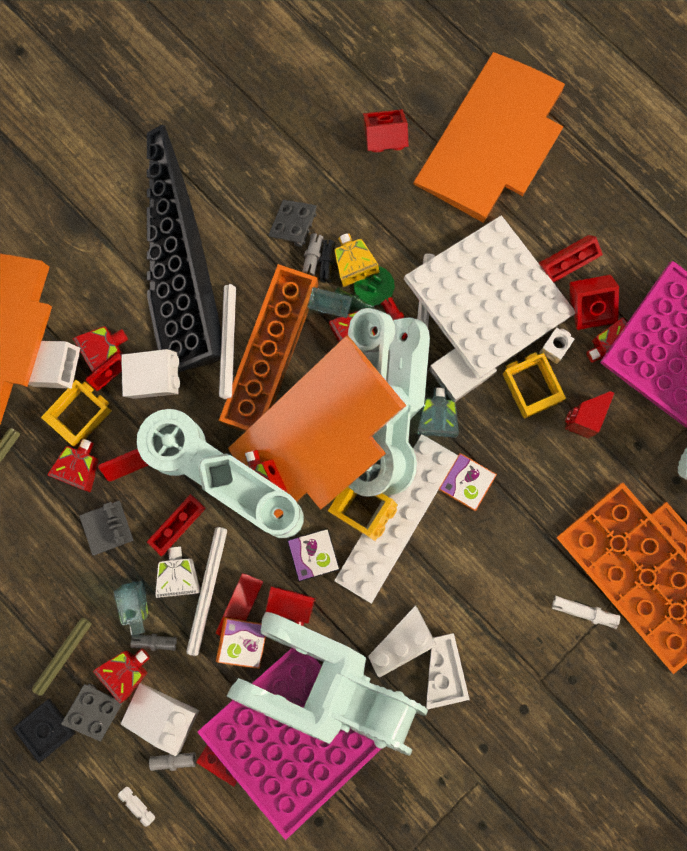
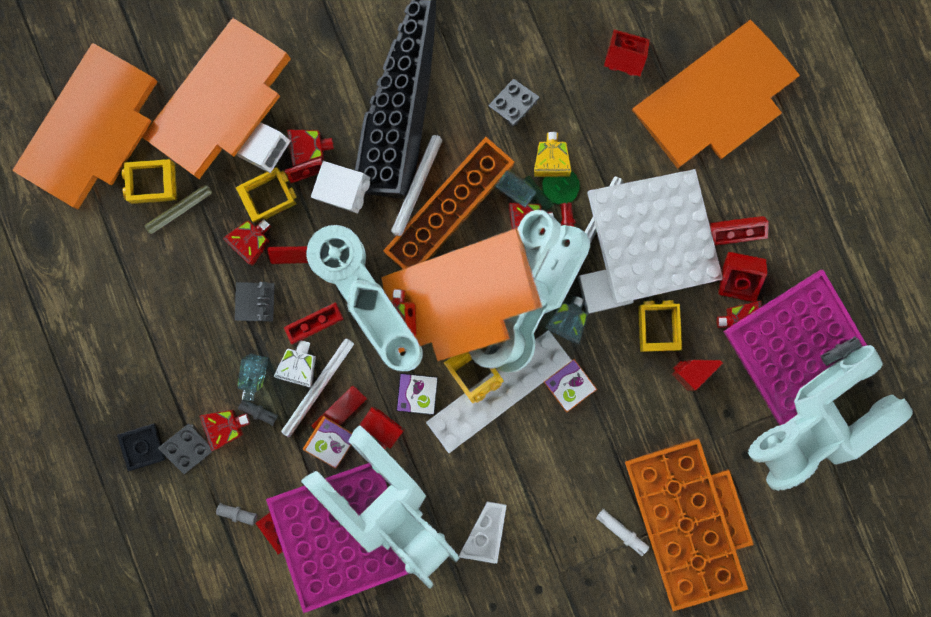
camera: 15 degrees right, 5 degrees up
(61, 656) = (178, 392): olive axle -> none
(136, 806) = (193, 538): white axle -> none
(159, 719) = (238, 476): white slope -> none
(312, 254) = (518, 138): light grey pin -> none
(327, 261) = (529, 148): black pin -> none
(402, 644) = (461, 497): white wing -> none
(553, 353) = (687, 305): white brick -> none

